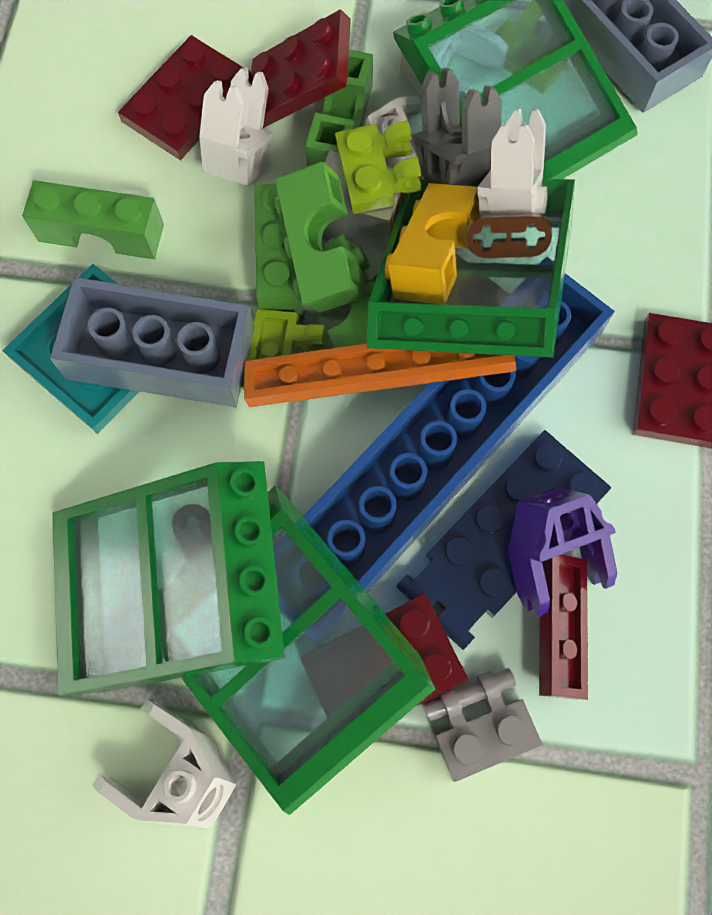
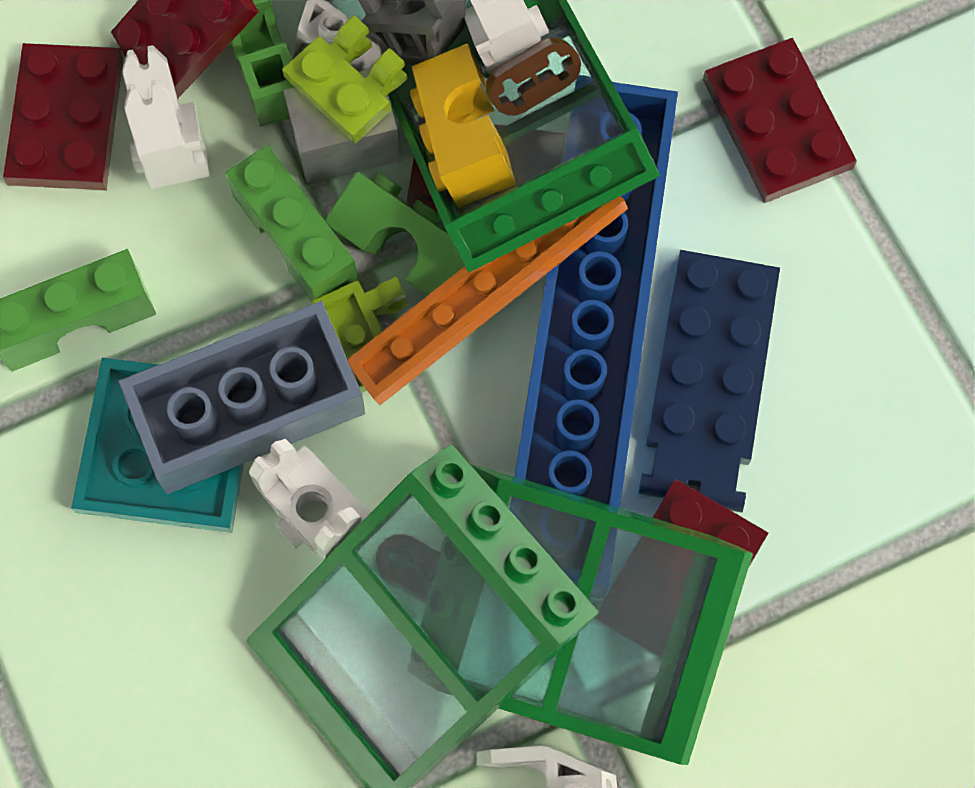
camera: 35 degrees left, 0 degrees up
(152, 426) = (293, 480): none -> white piece
(307, 205) = (308, 160): bright green arch -> none
(486, 739) = (818, 580): light grey plate -> none
(551, 526) = (753, 340): dark purple piece -> none
(564, 630) = (821, 428): dark red plate -> none

